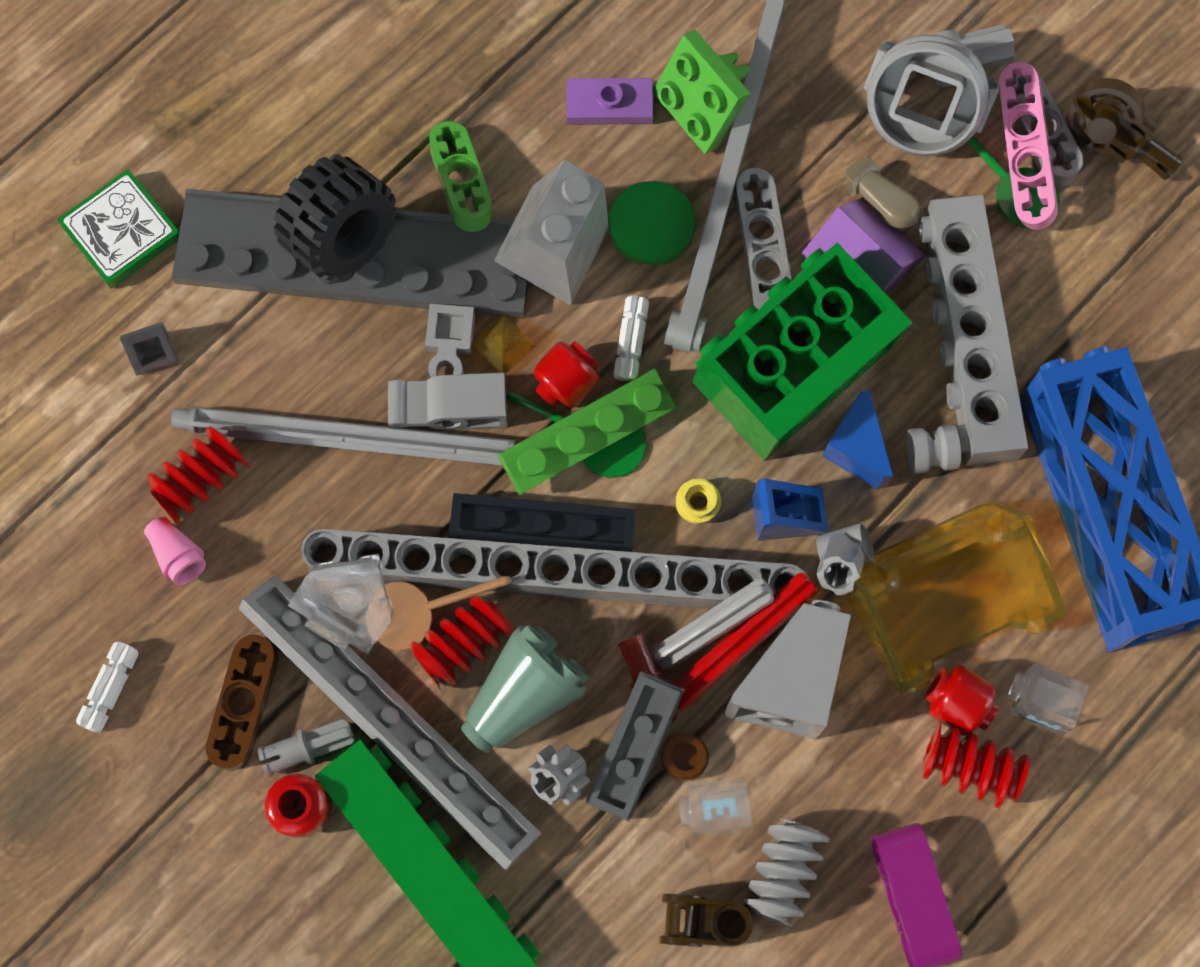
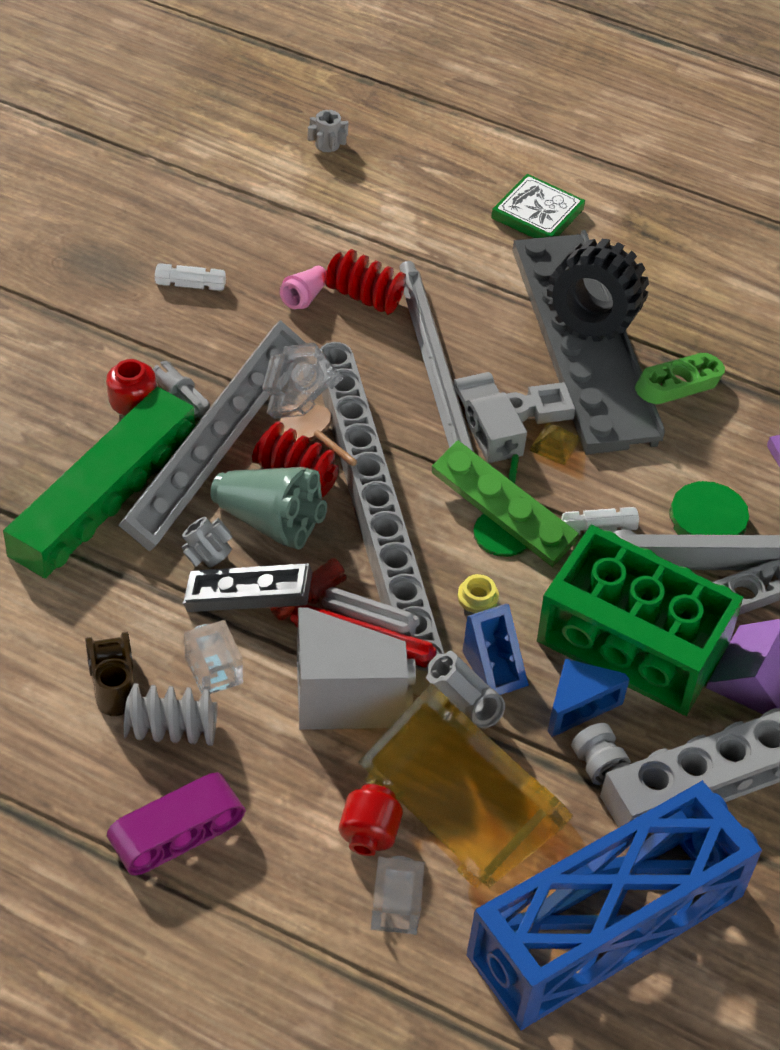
camera: 70 degrees right, 25 degrees down
(149, 348) = (453, 240): flat silver slope -> none
(220, 733) = (191, 341): reddish brown beam -> none
(541, 523) = (415, 494): black plate -> none
(557, 231) = (659, 431): light grey slope -> none
(566, 374) = (547, 478): red head -> none
(684, 757) = (251, 633): reddish brown tile -> none
(975, 765) = (311, 839): red piece -> none

